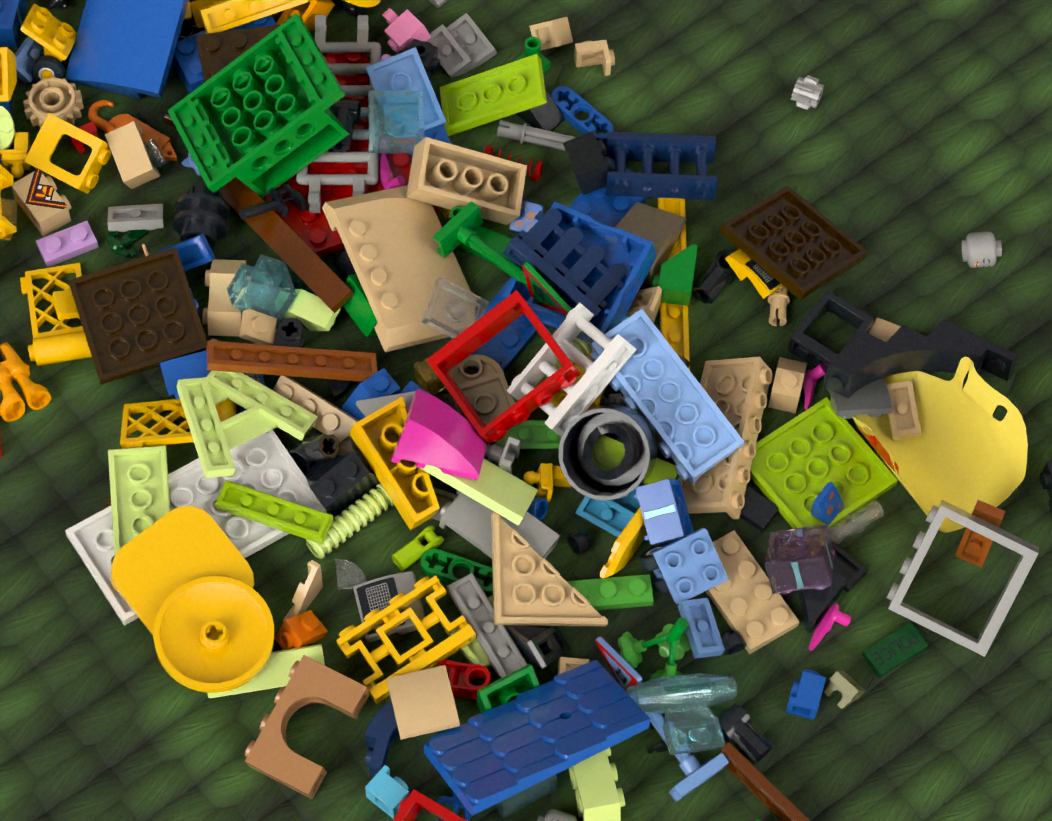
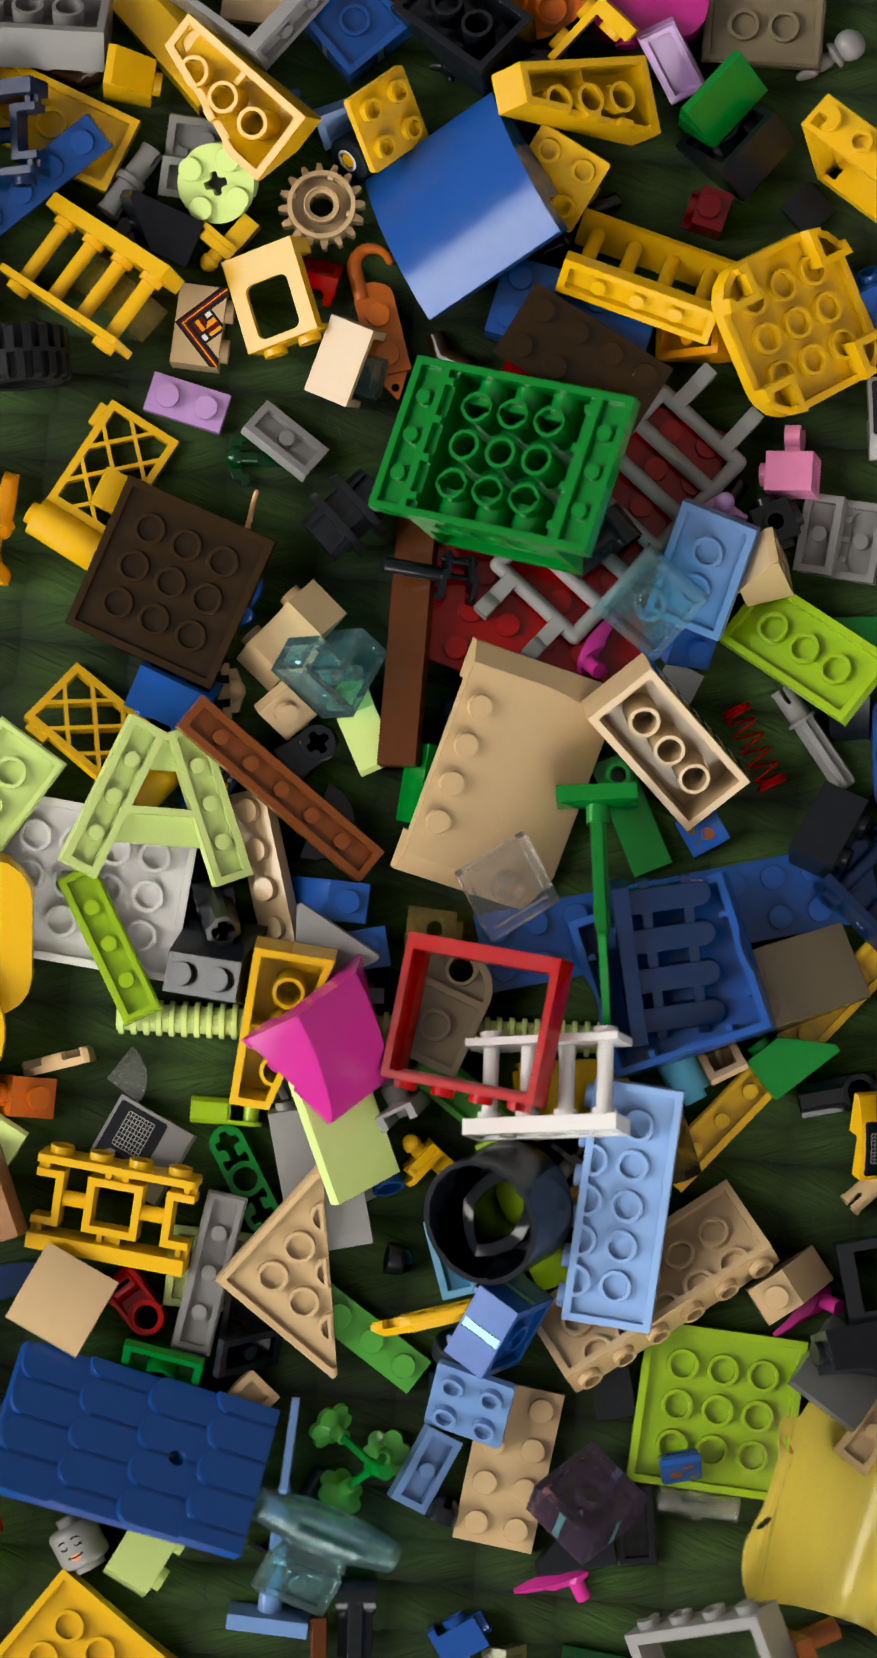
camera: 45 degrees right, 25 degrees up
(193, 251) = (294, 548): blue tile -> none
(440, 72) = (767, 571): none -> tan slope

